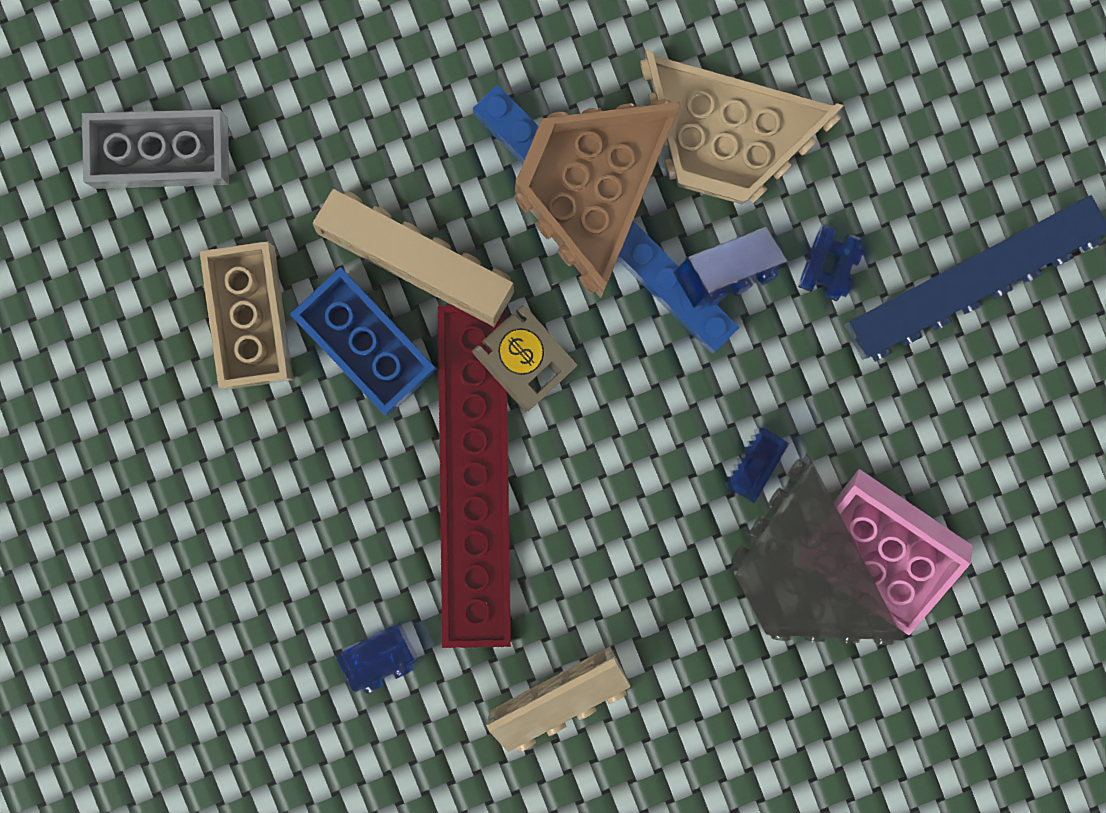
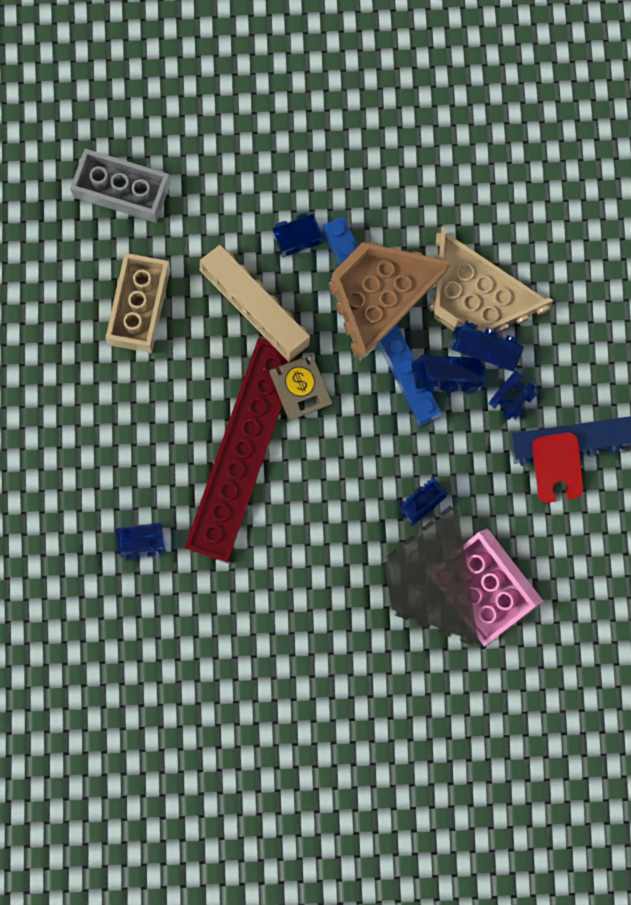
camera: 20 degrees right, 10 degrees down
(363, 342) = (205, 343): blue brick -> none
(439, 132) = (297, 234): none -> clear blue brick
(558, 700) = (245, 603): tan slope -> none
(770, 206) = (486, 345): none -> clear blue brick
(925, 338) = (557, 460): none -> red piece

